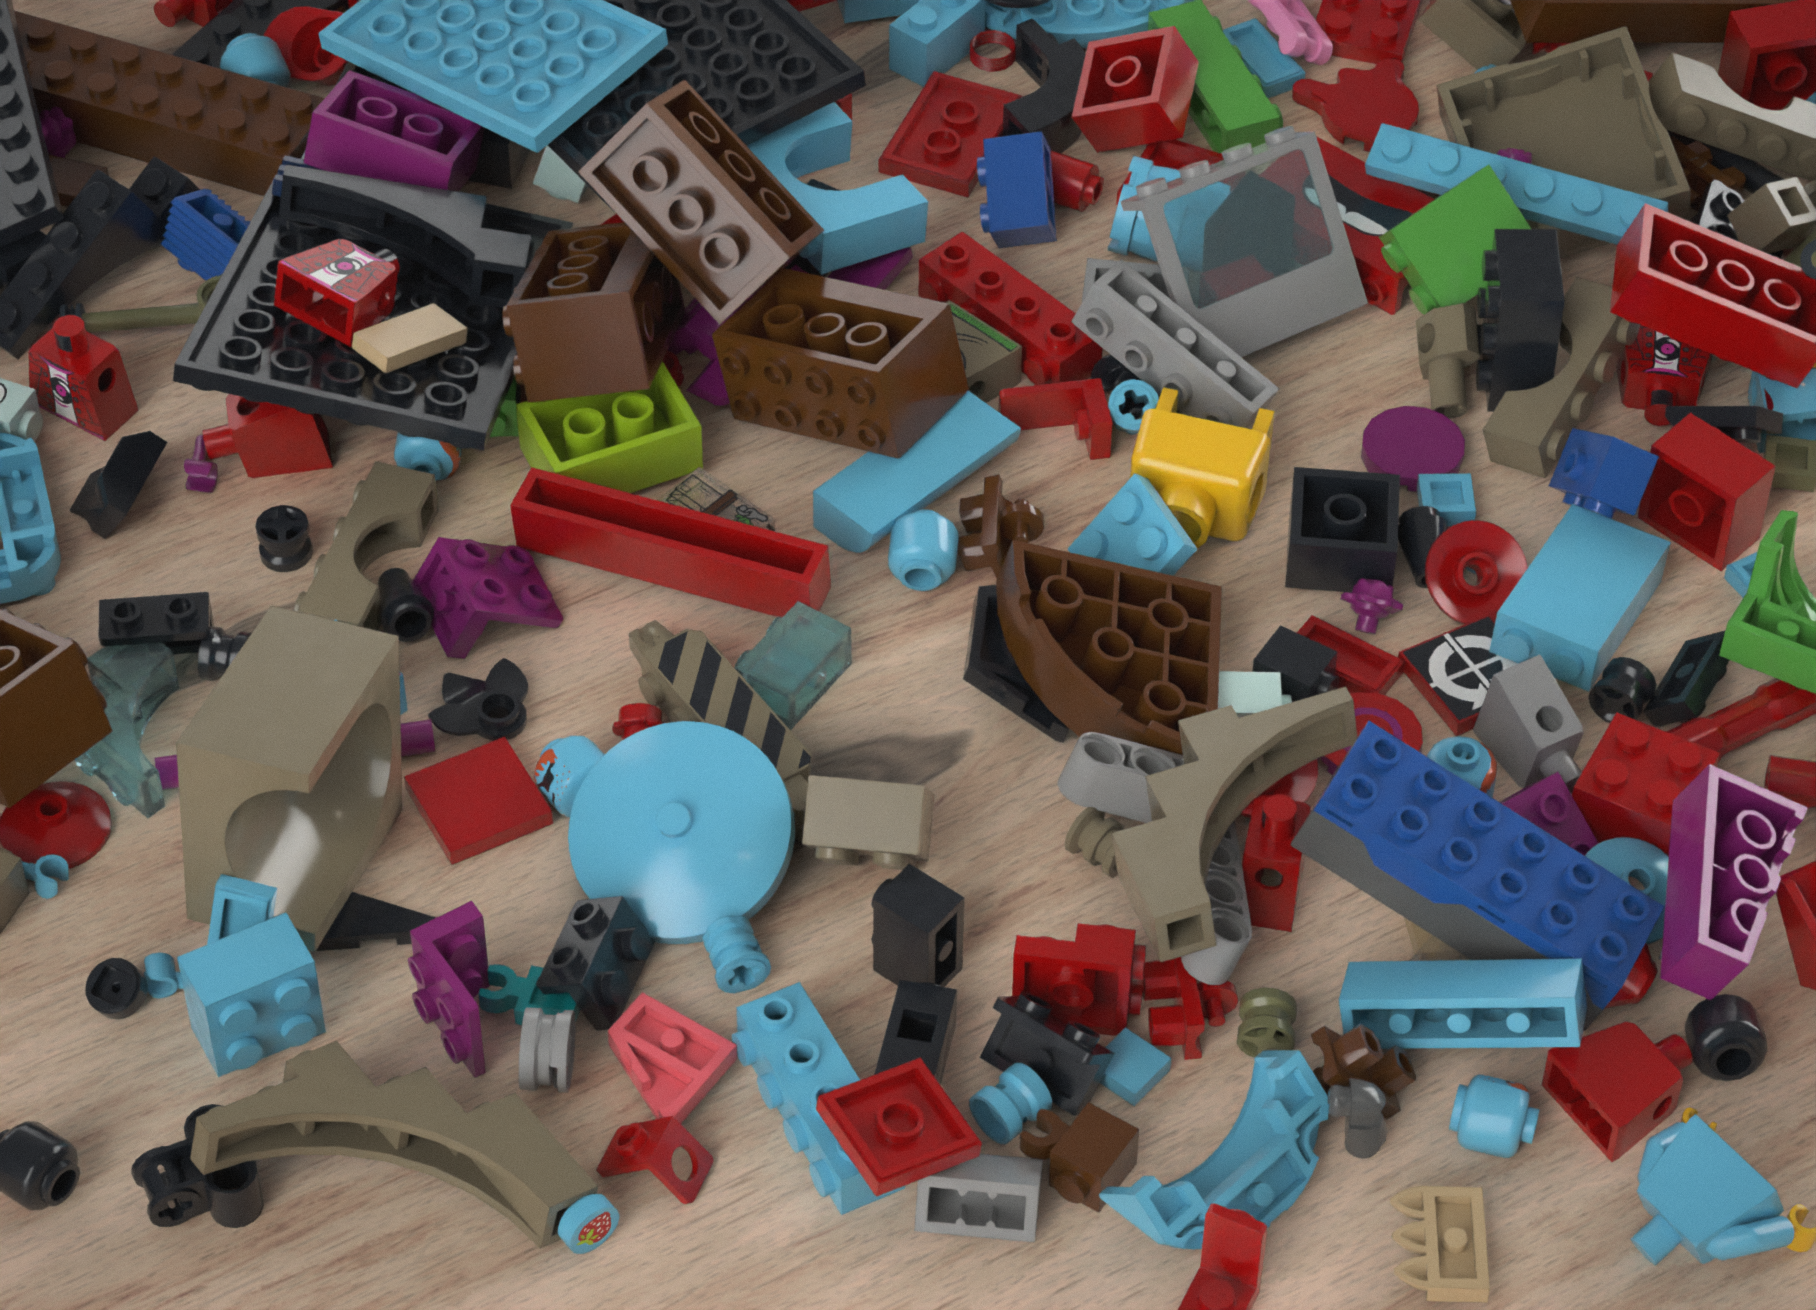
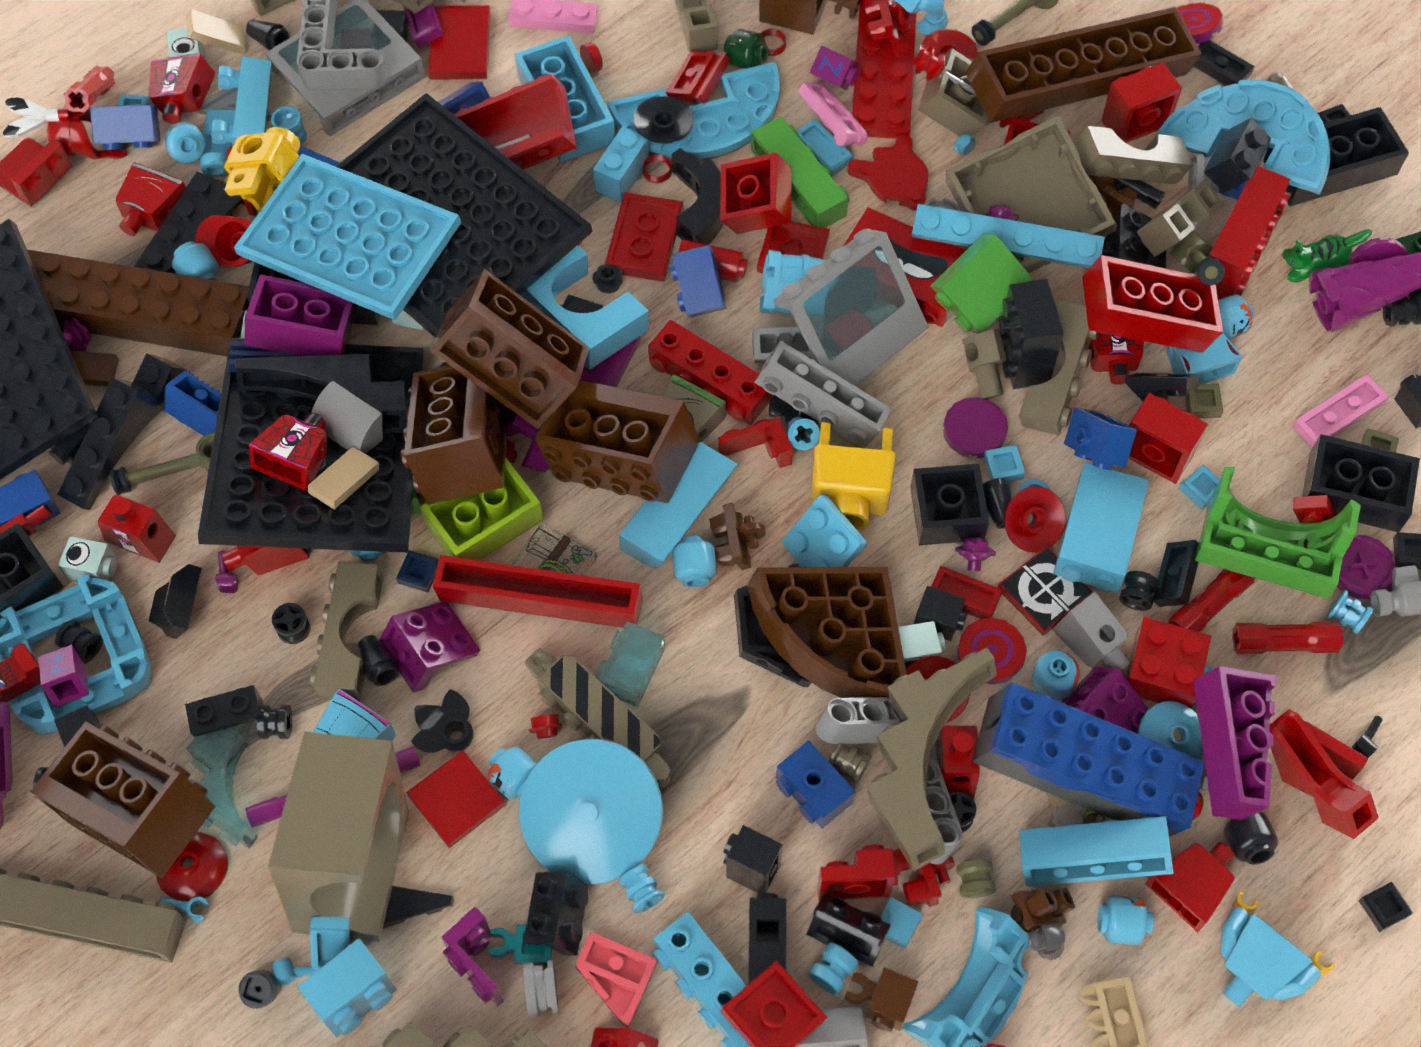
camera: 10 degrees left, 15 degrees up
(437, 267) = (349, 418): none -> light grey brick
(489, 506) = (417, 571): none -> dark blue tile
(868, 820) = (709, 790): dark tan brick -> none
(878, 169) = (611, 284): none -> black plate
(1040, 863) = (814, 785): none -> blue brick
(1271, 924) = (963, 805): none -> black wheel

